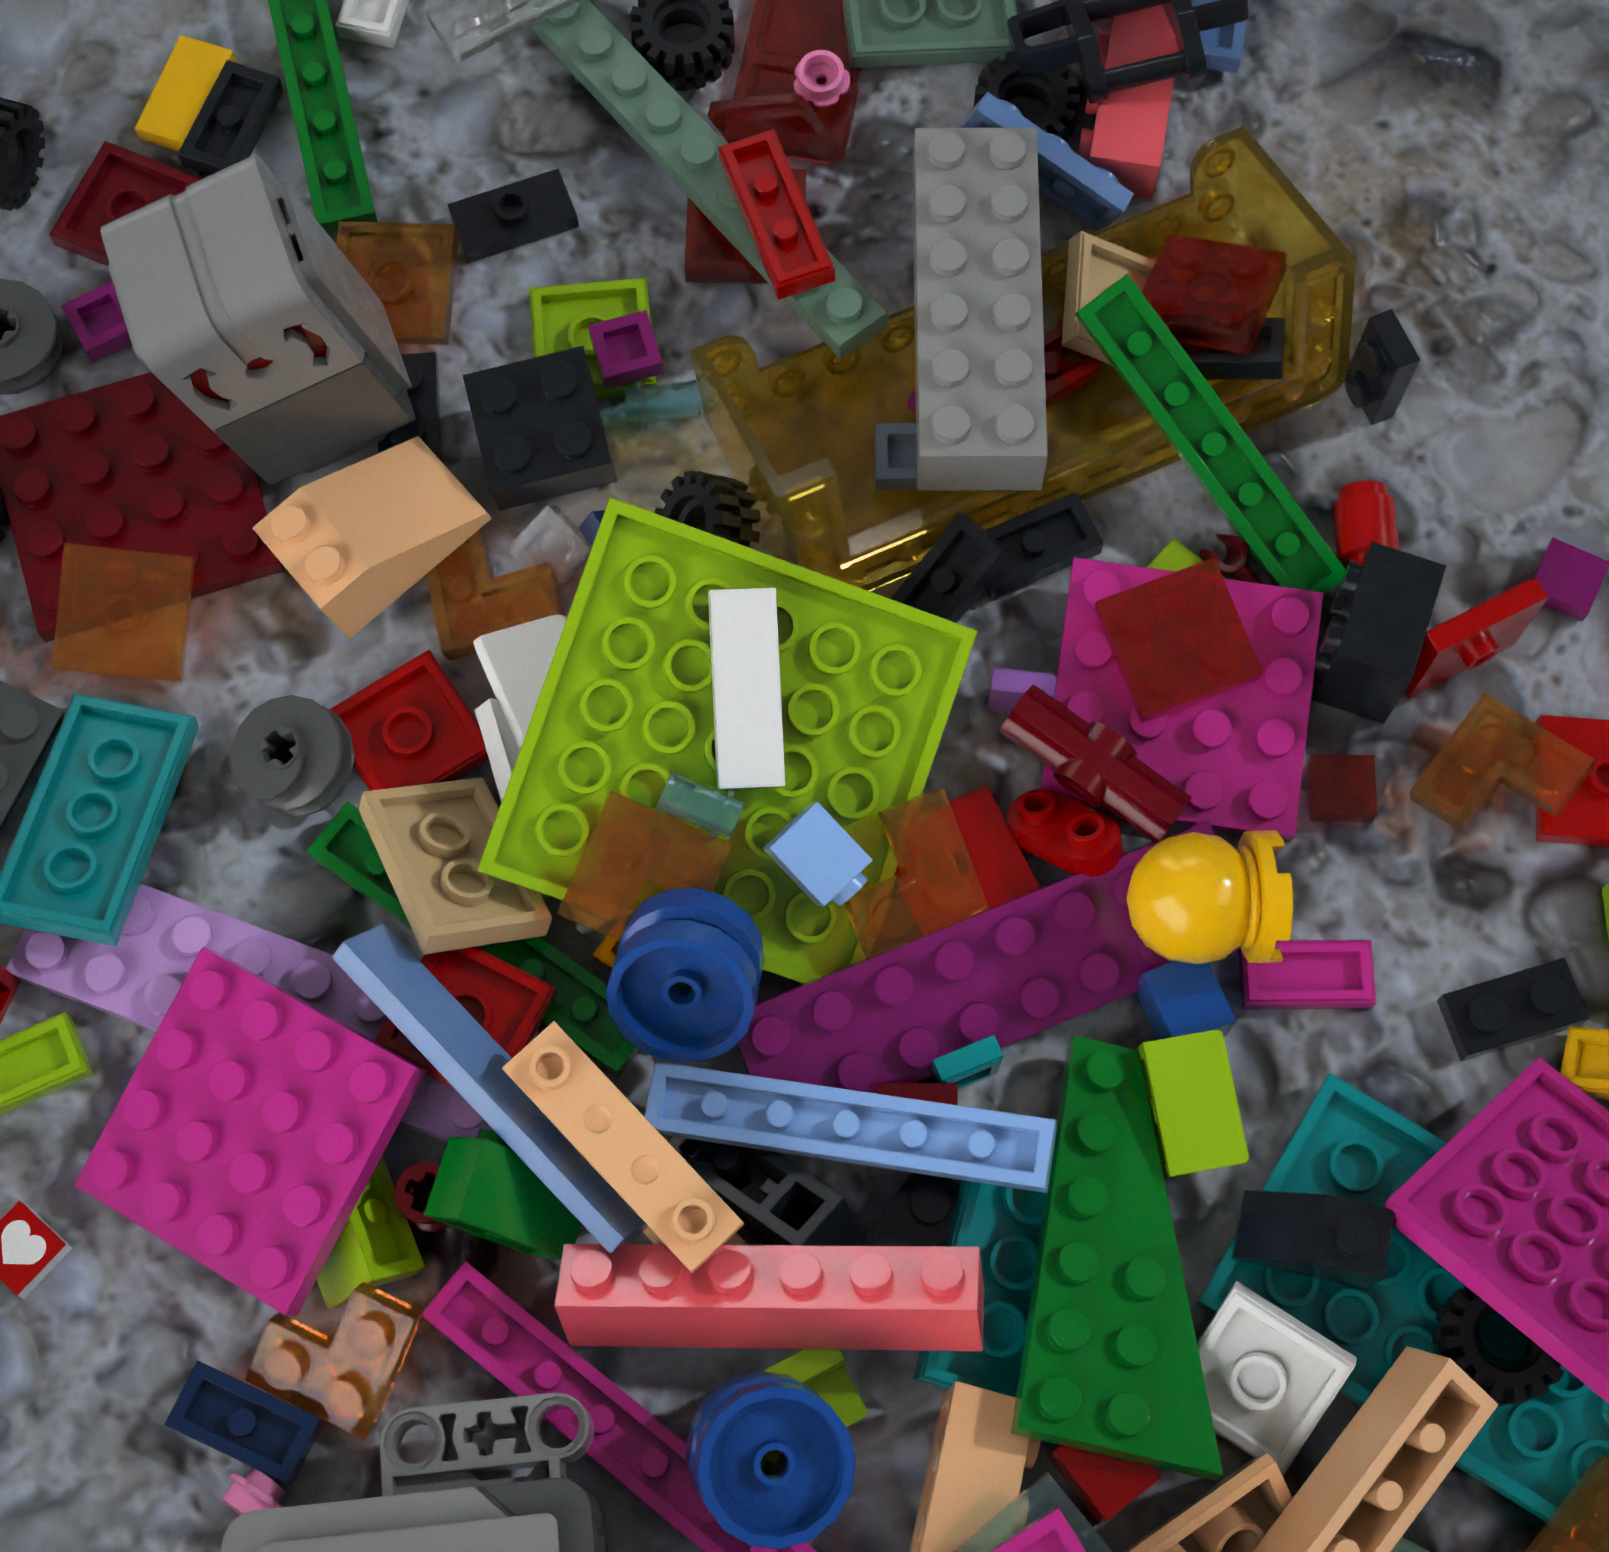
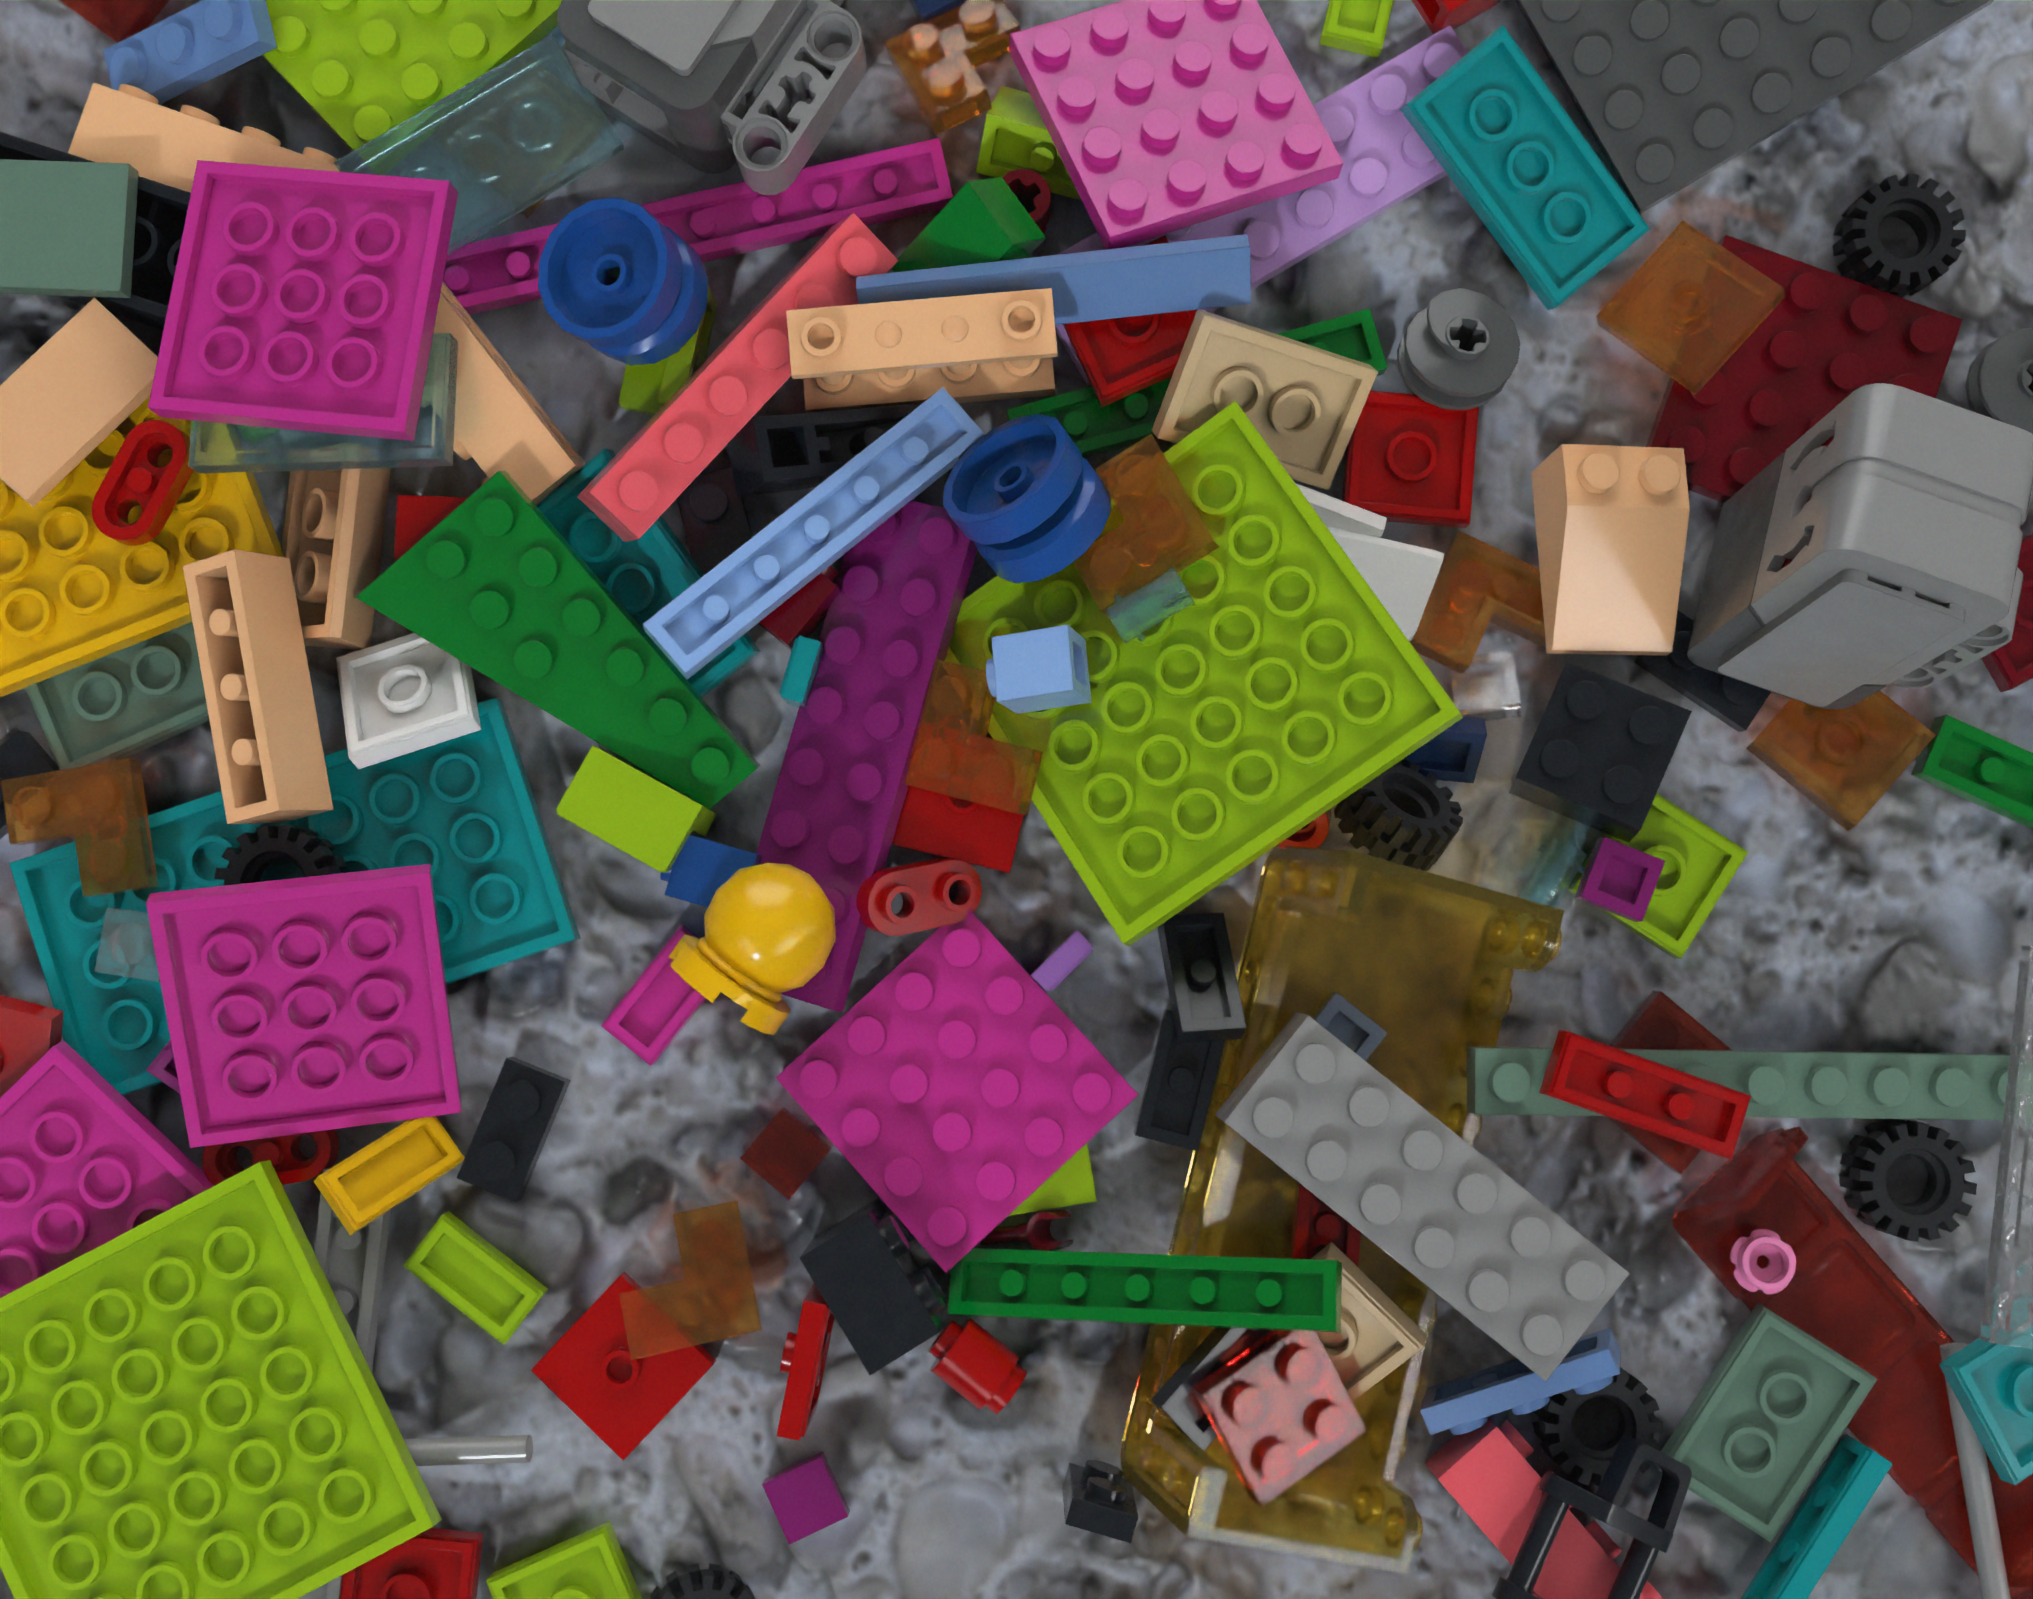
camera: 130 degrees right, 15 degrees up
(513, 215) = (1832, 894): black plate -> none
(746, 688) = (1216, 711): white tile -> none
(1094, 763) = (947, 957): dark red piece -> none
(1178, 640) = (996, 1113): clear red plate -> none
(1315, 1236) = (460, 810): black slope -> none

